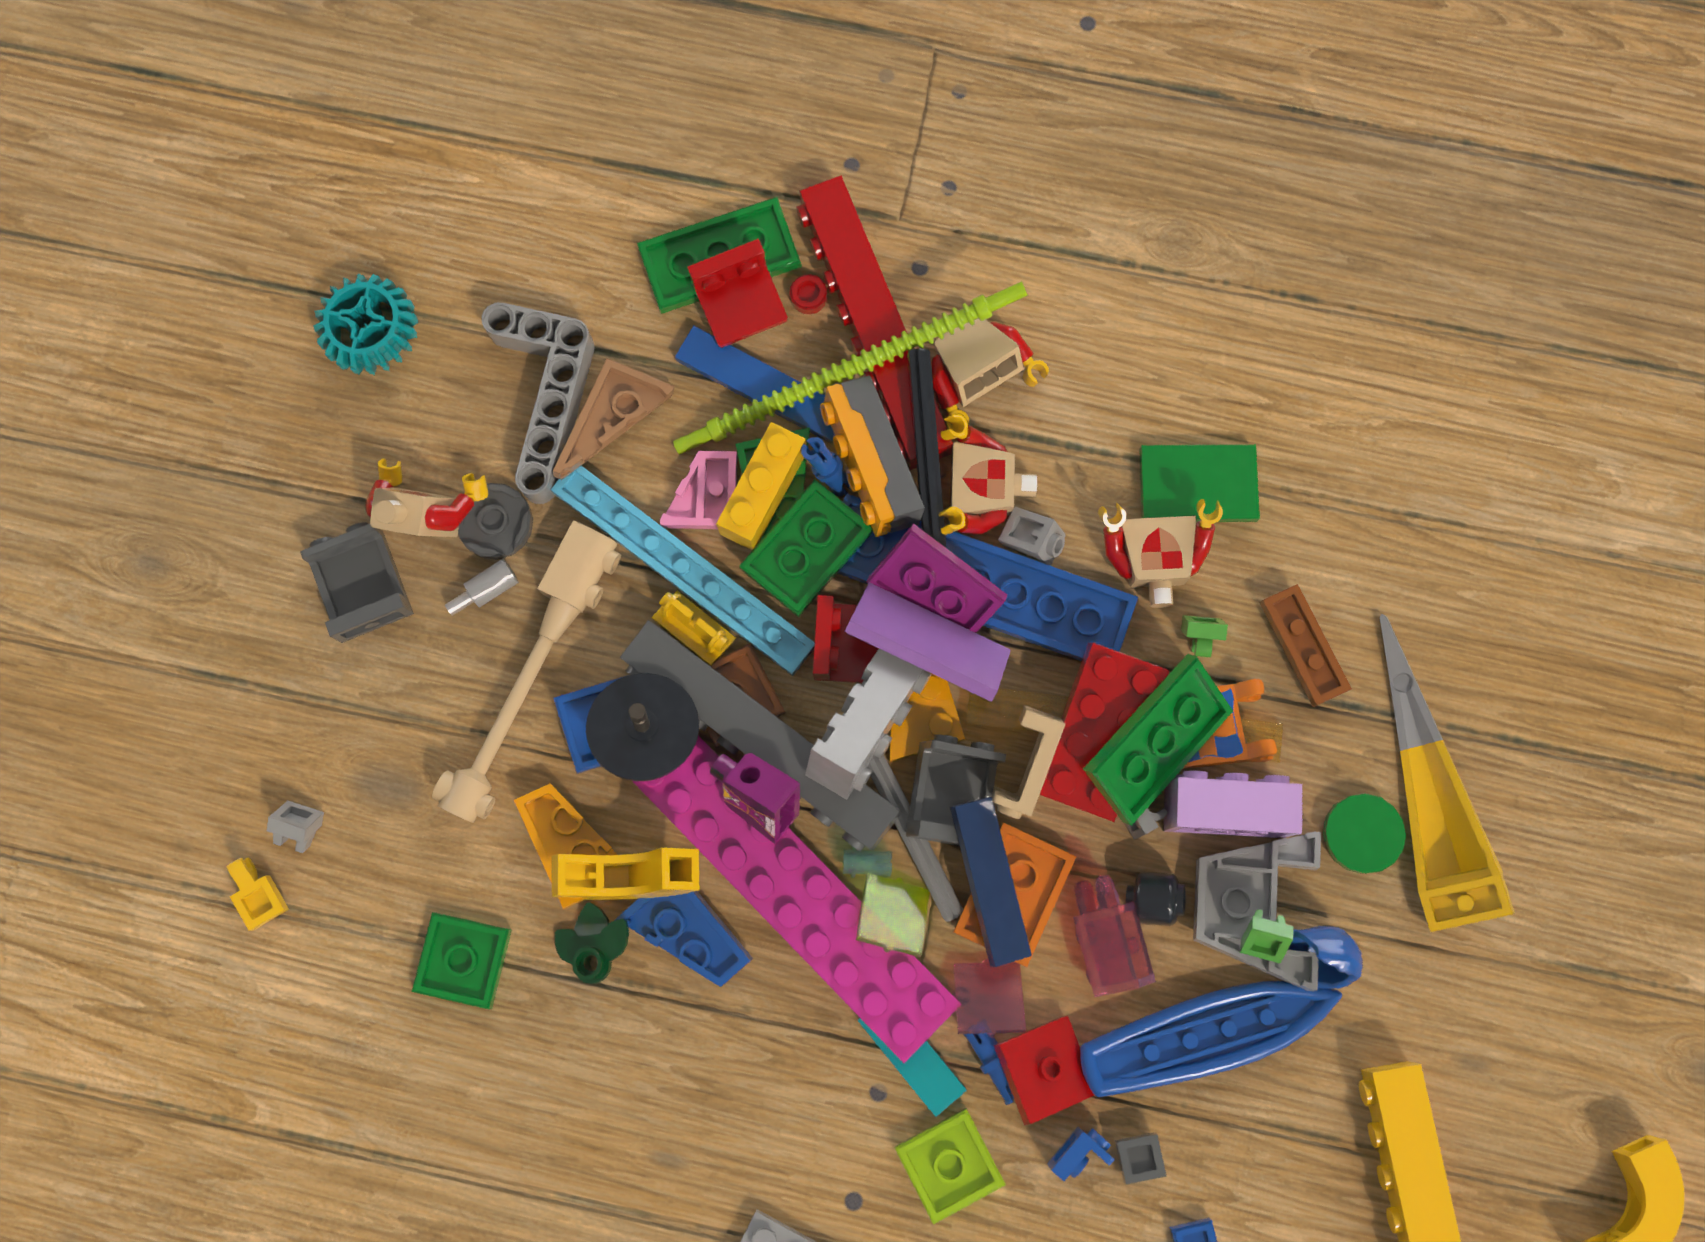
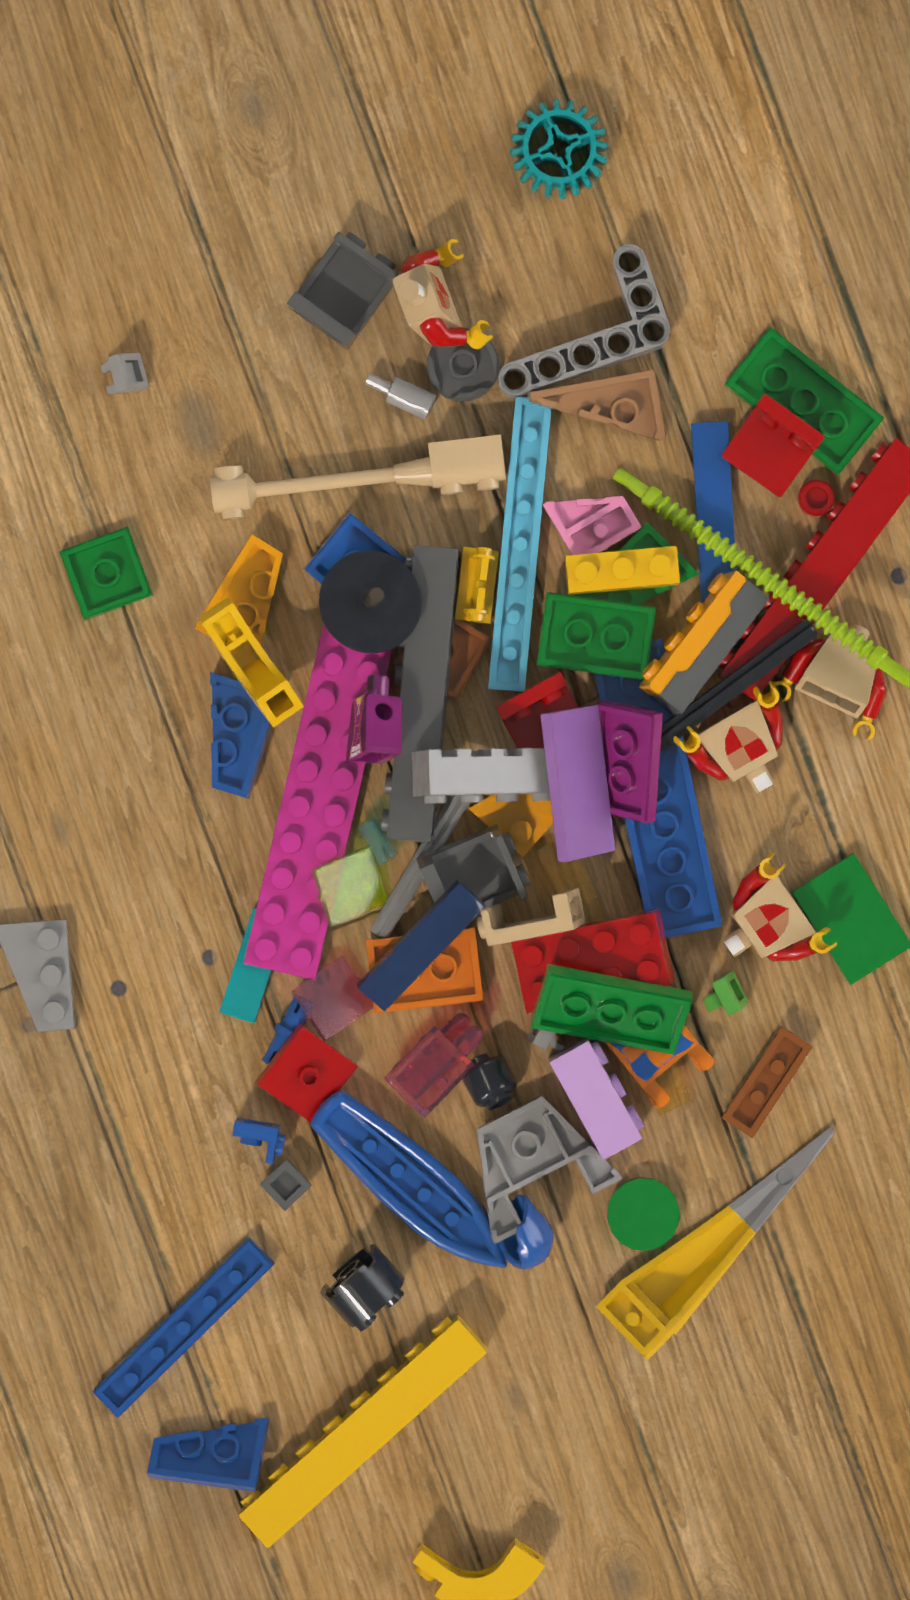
camera: 50 degrees right, 10 degrees up
(258, 898) = (51, 384): yellow plate -> none
(591, 938) = (186, 662): dark green plate -> none
(826, 466) = (672, 610): blue pin -> none
(949, 1166) = (190, 1044): lime tile -> none
(1033, 535) = (722, 811): light grey bracket -> none
(1267, 938) = (509, 1181): bright green tile -> none
(1288, 1145) = (364, 1287): none -> black brick

